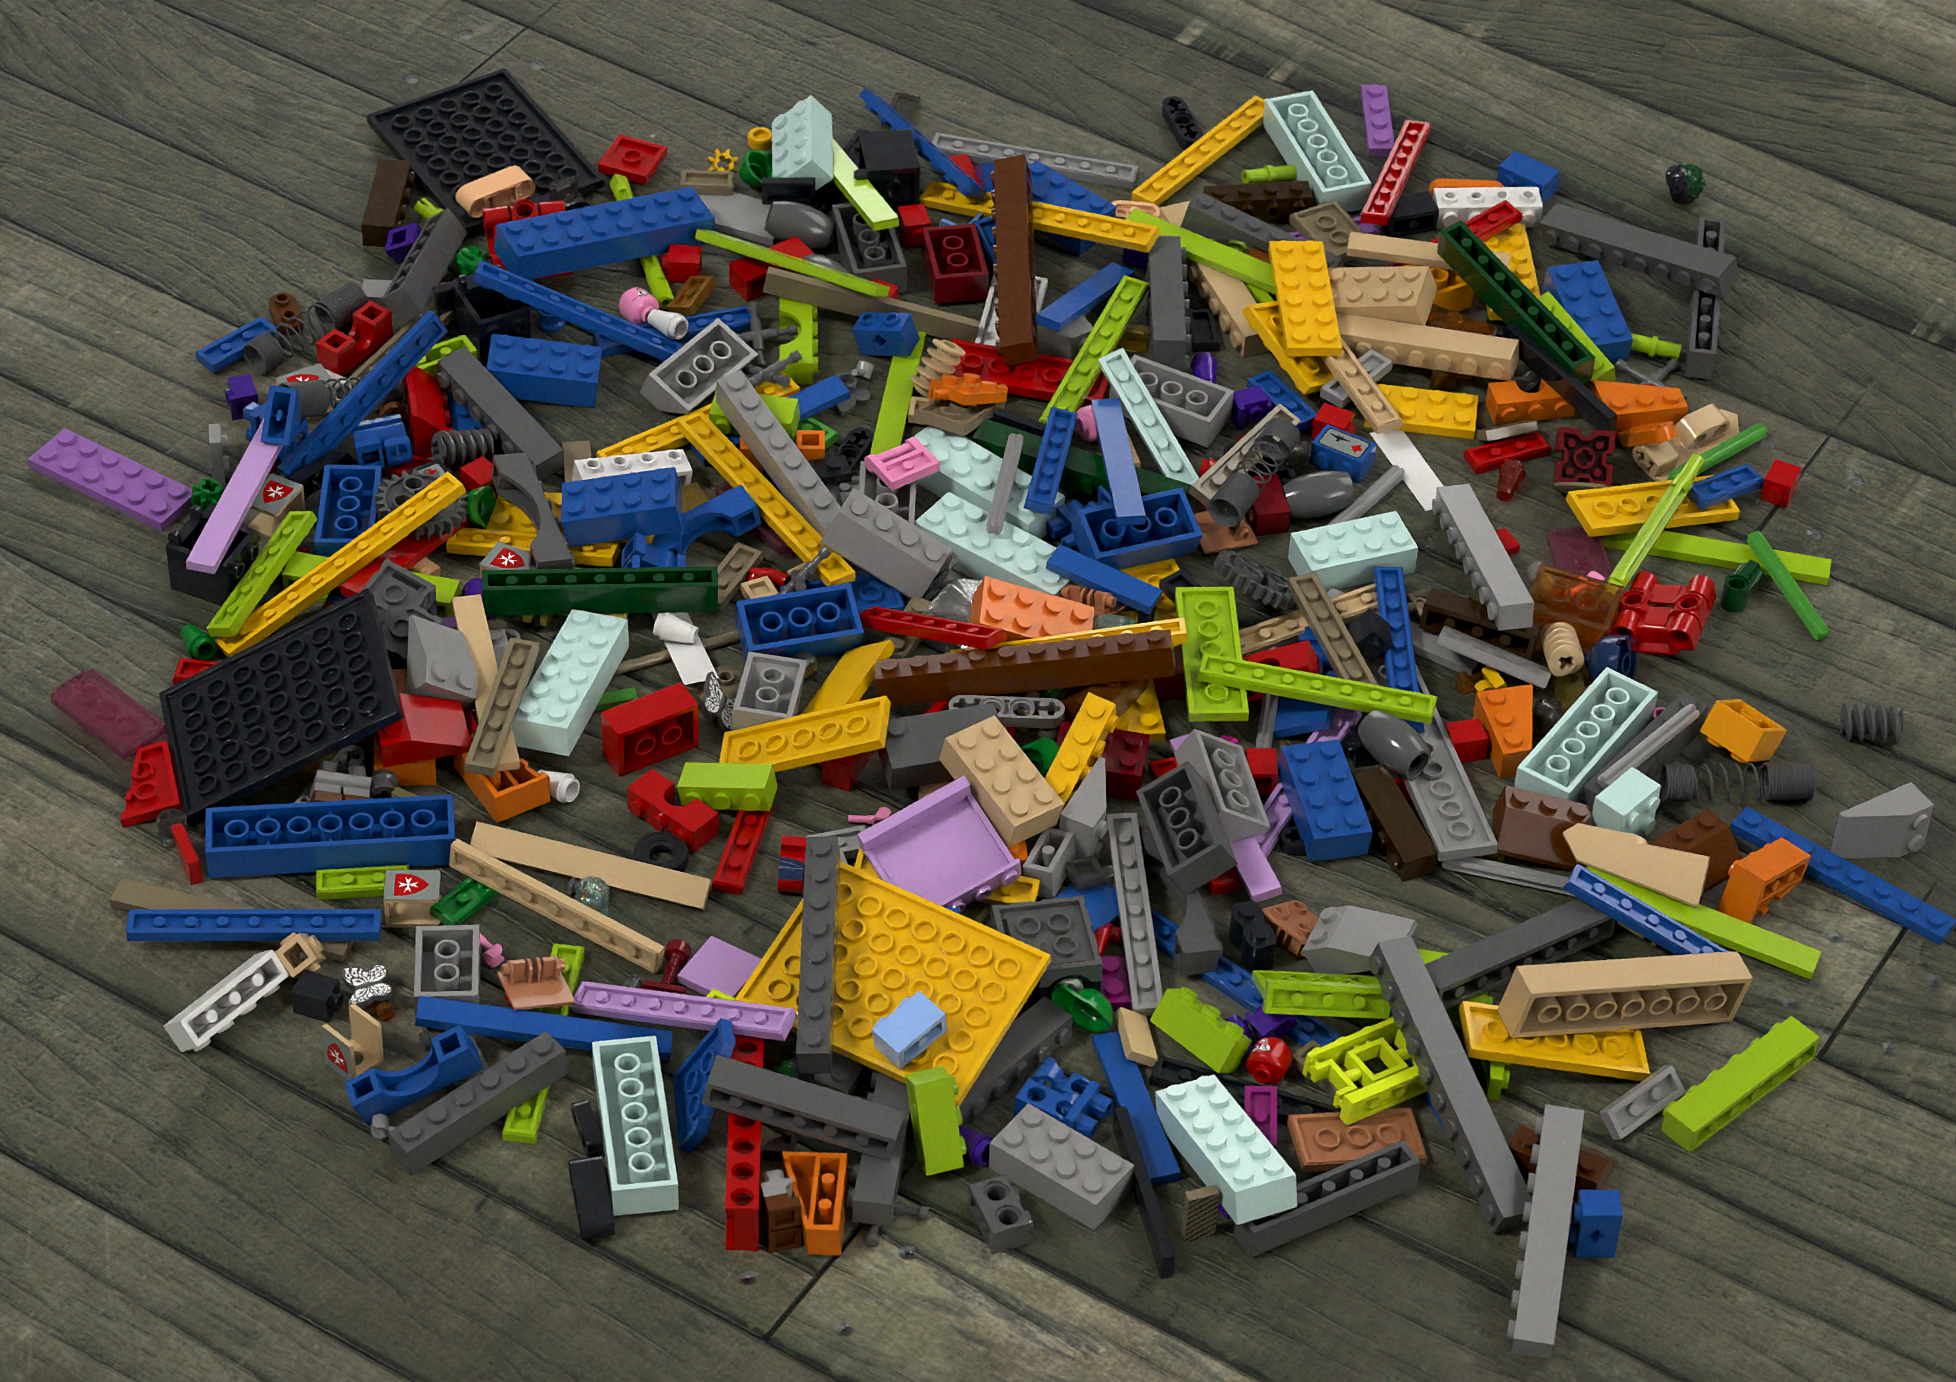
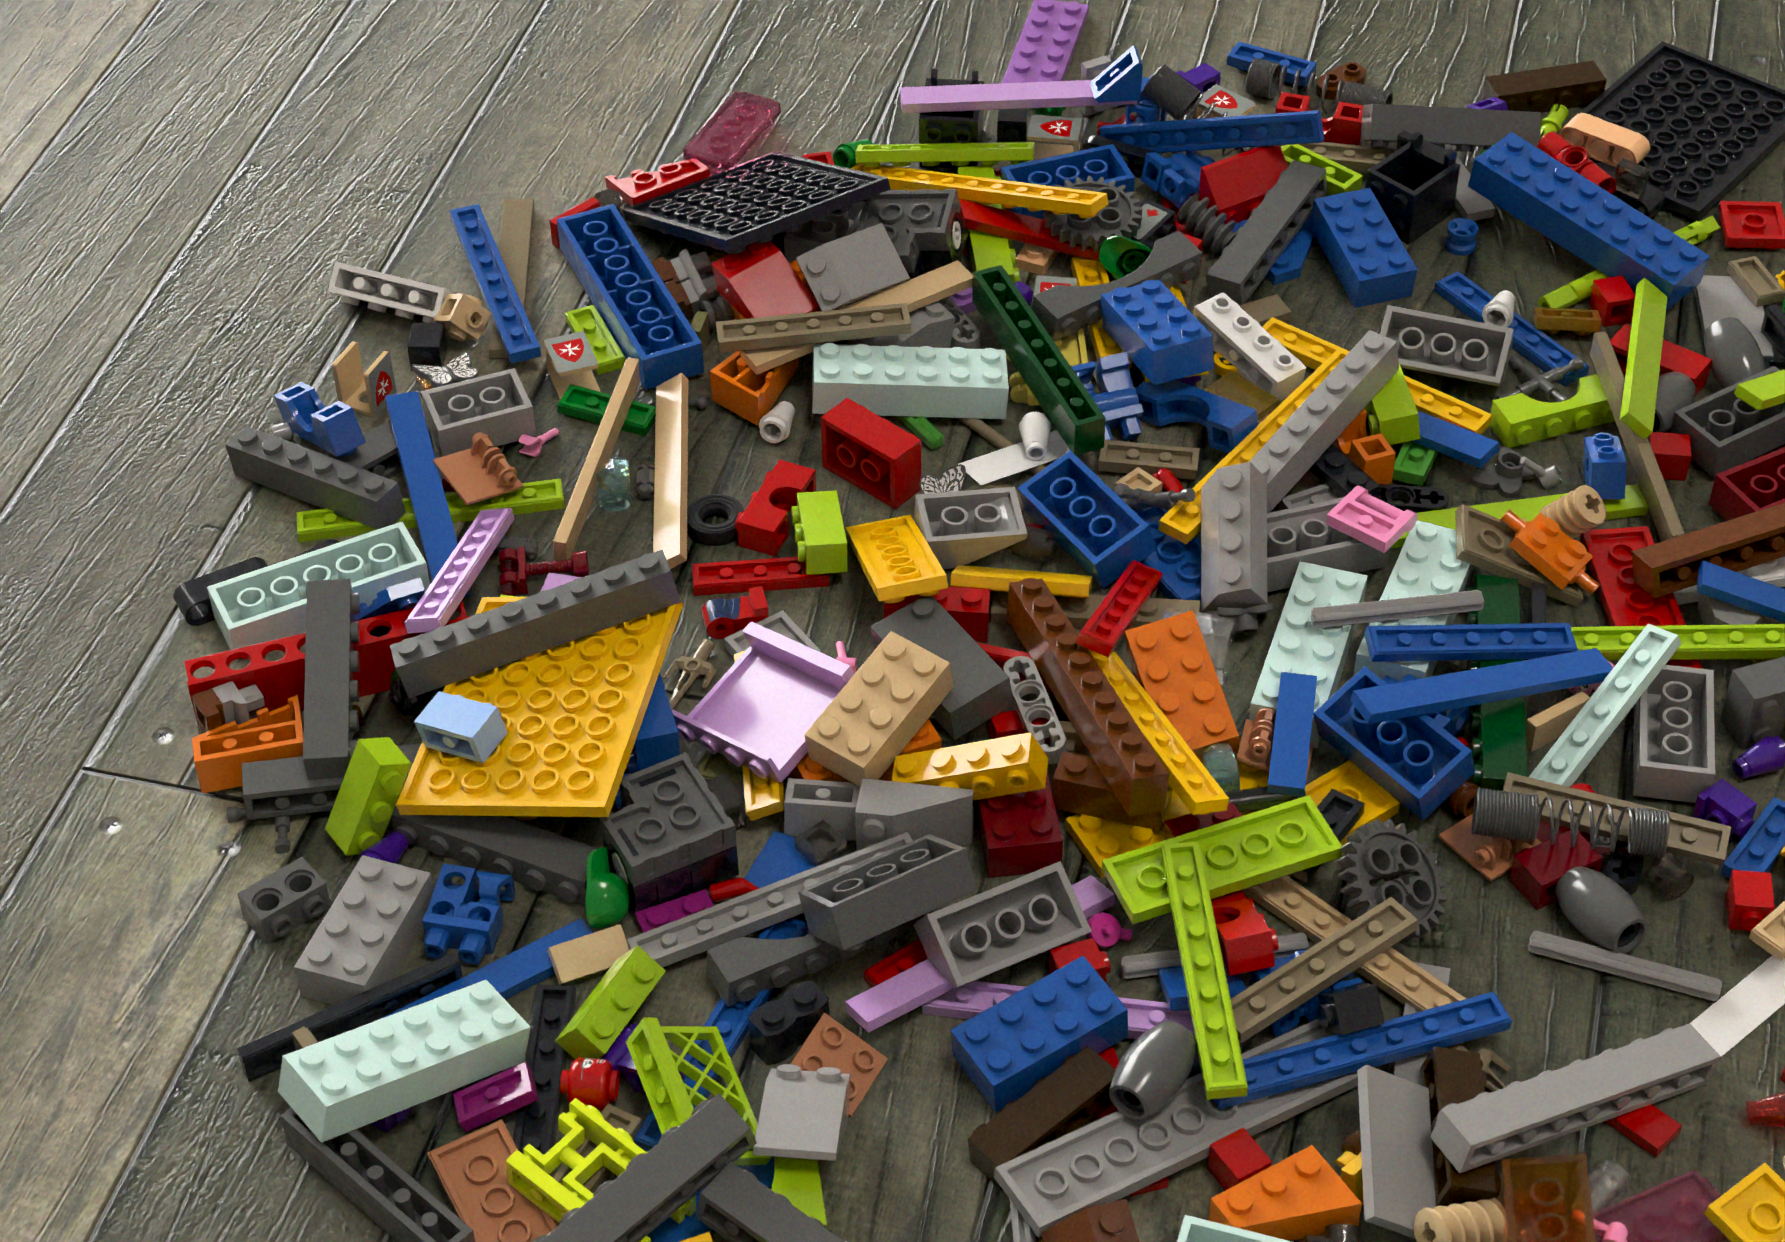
camera: 75 degrees right, 0 degrees up
(574, 311) = (1442, 224): blue plate -> none
(636, 305) = (1519, 281): bright pink head -> none
(770, 374) = (1474, 394): dark grey piece -> none
(1342, 452) = (1702, 922): blue brick -> none
(1349, 550) = (1531, 975): light aqua brick -> none

